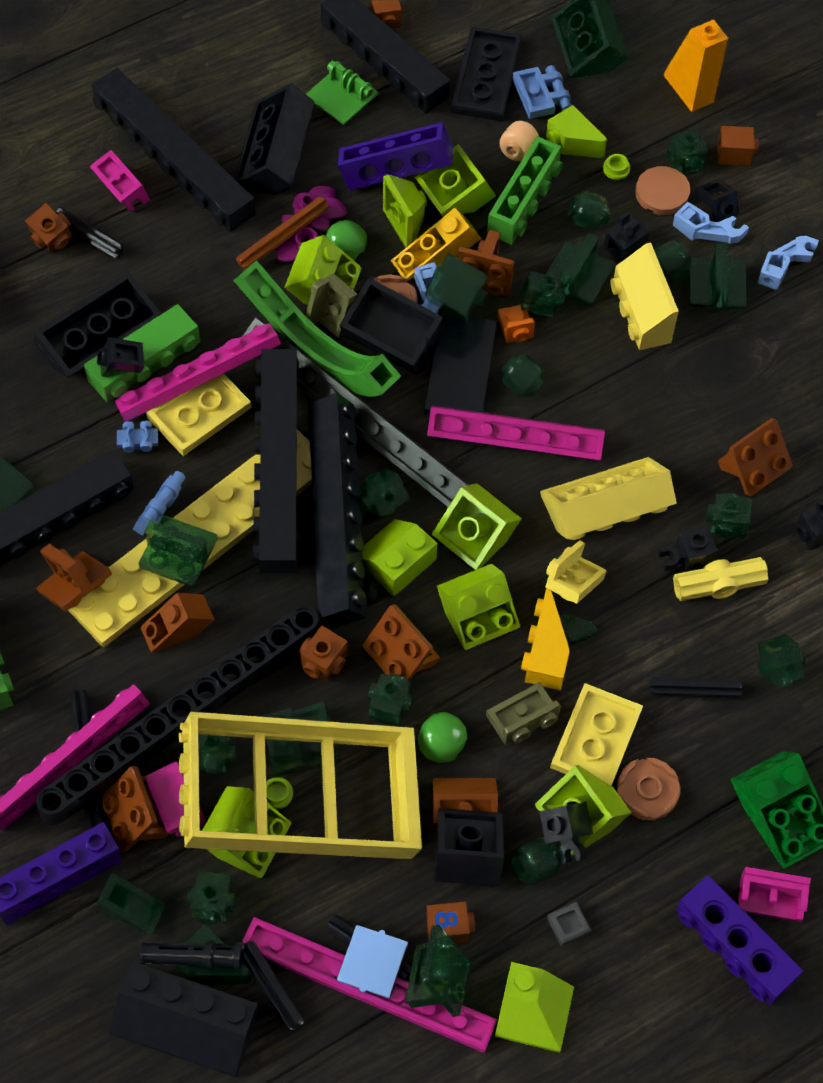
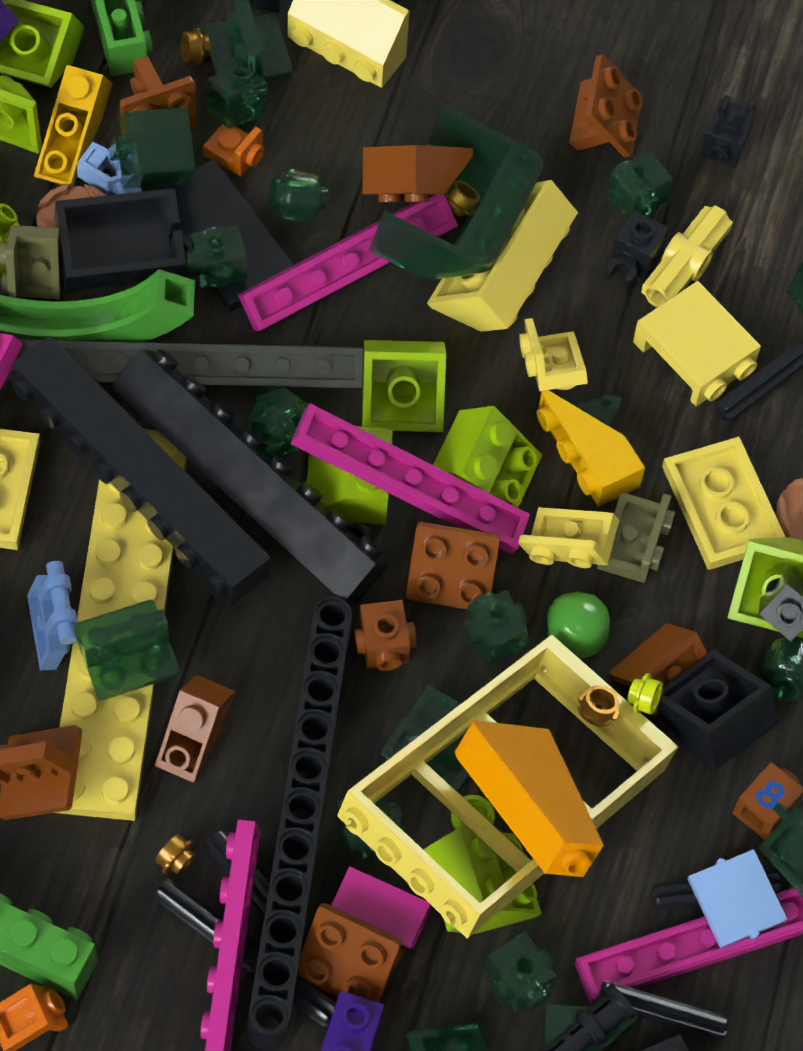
camera: 45 degrees left, 0 degrees up
(101, 682) = (176, 855): none -> pearl gold plate
(292, 797) = (533, 793): none -> light orange slope
(398, 781) = (598, 705): none -> pearl gold plate
(416, 578) = (408, 477): none -> dark pink plate
(430, 803) = (645, 694): none -> neon yellow plate
(437, 374) = (217, 256): none -> clear green brick
(482, 684) = (571, 537): none -> light yellow bracket
(550, 250) = (195, 46): none -> pearl gold plate
(597, 408) = (411, 171): none -> dark orange slope
(616, 445) = (462, 198): none -> pearl gold plate
(646, 449) = (503, 177): none -> clear green windscreen
(674, 633) = (699, 342): none -> light yellow panel

